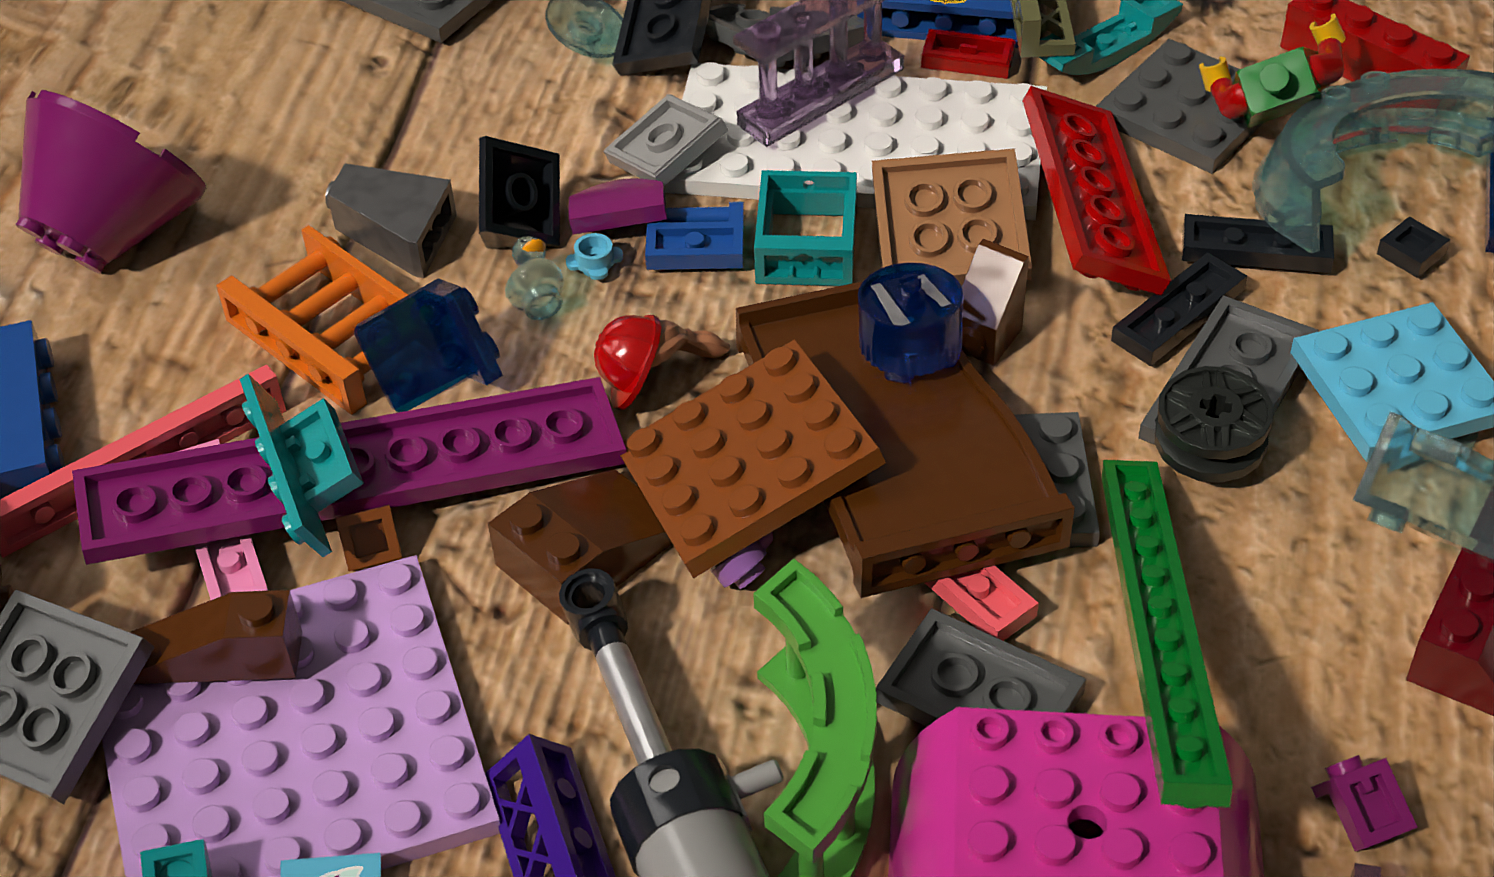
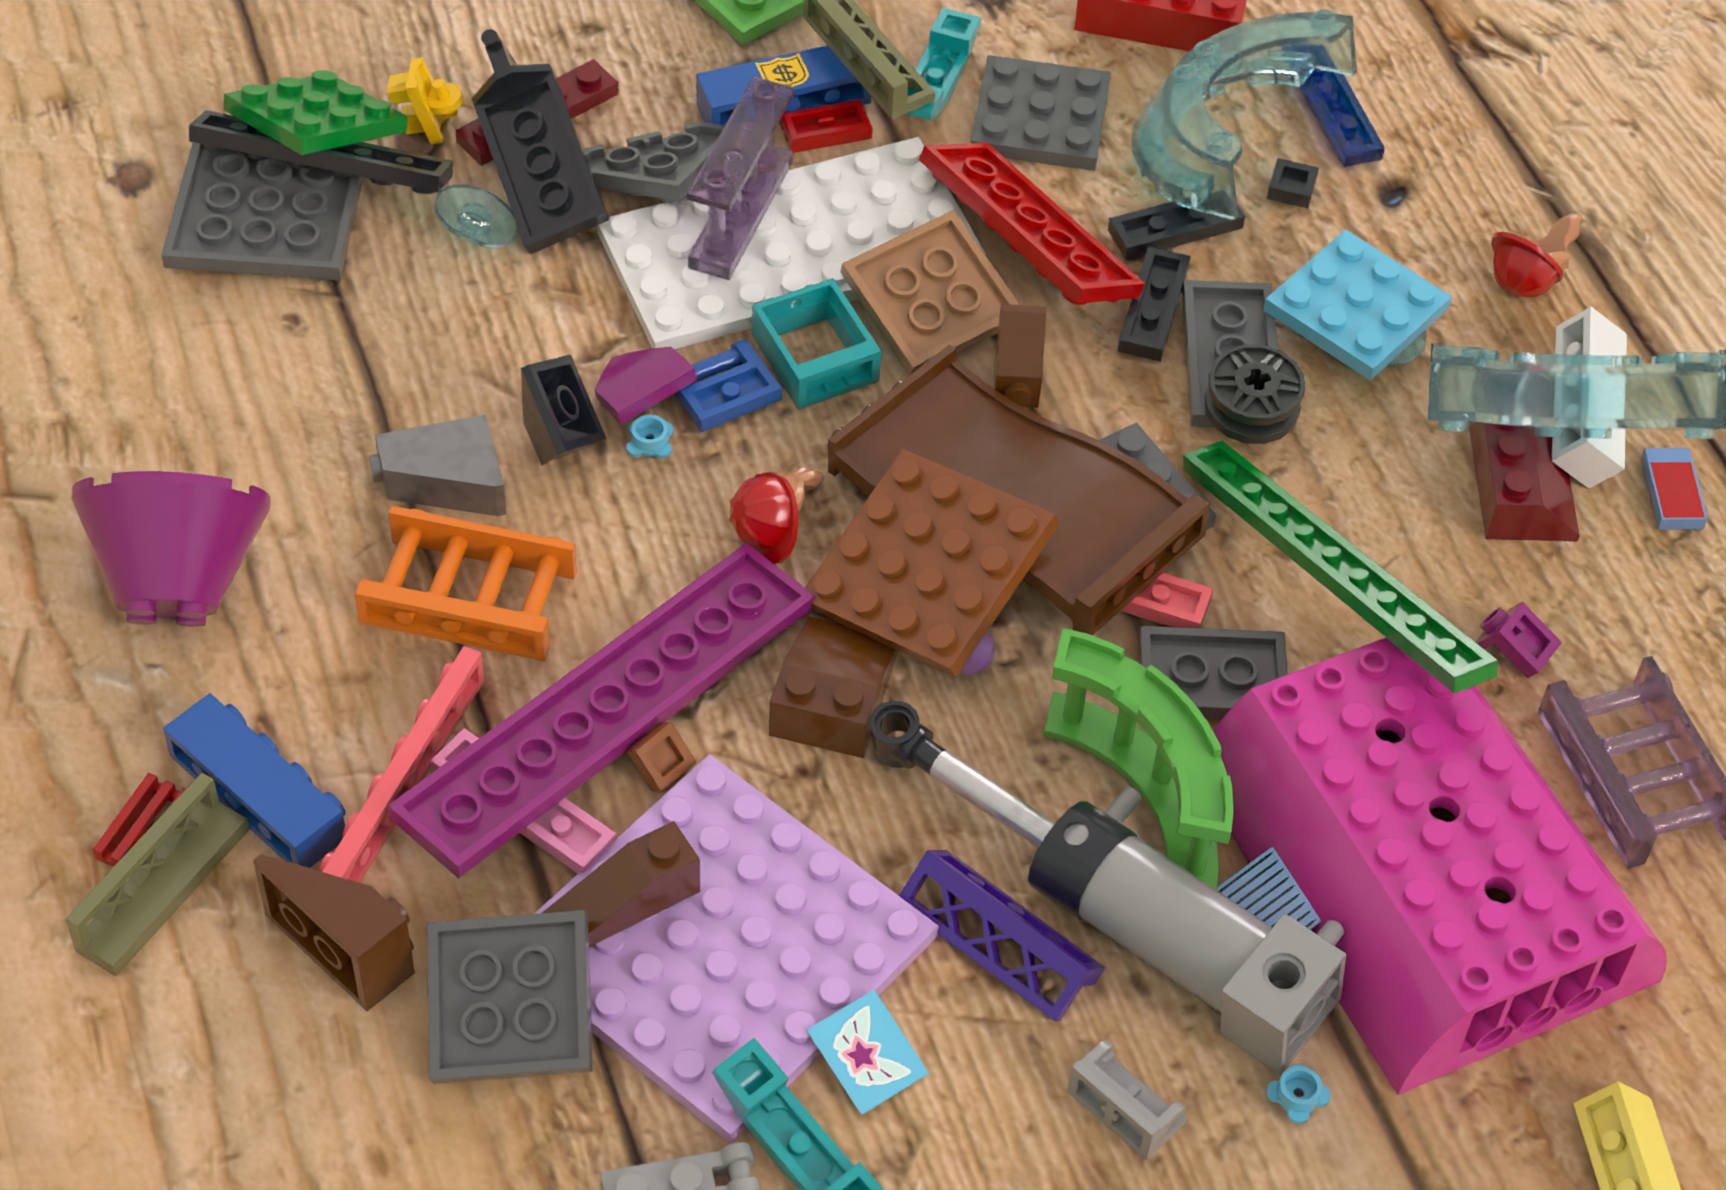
camera: 35 degrees left, 5 degrees up
(307, 461) = (589, 705): teal bracket -> none
(427, 344) = (589, 565): clear blue bracket -> none
(536, 282) = (629, 479): clear light blue animal -> none
(665, 140) = (638, 306): light grey tile -> none
(910, 320) = (981, 396): clear blue piece -> none
(1278, 83) = (1128, 77): torso -> none

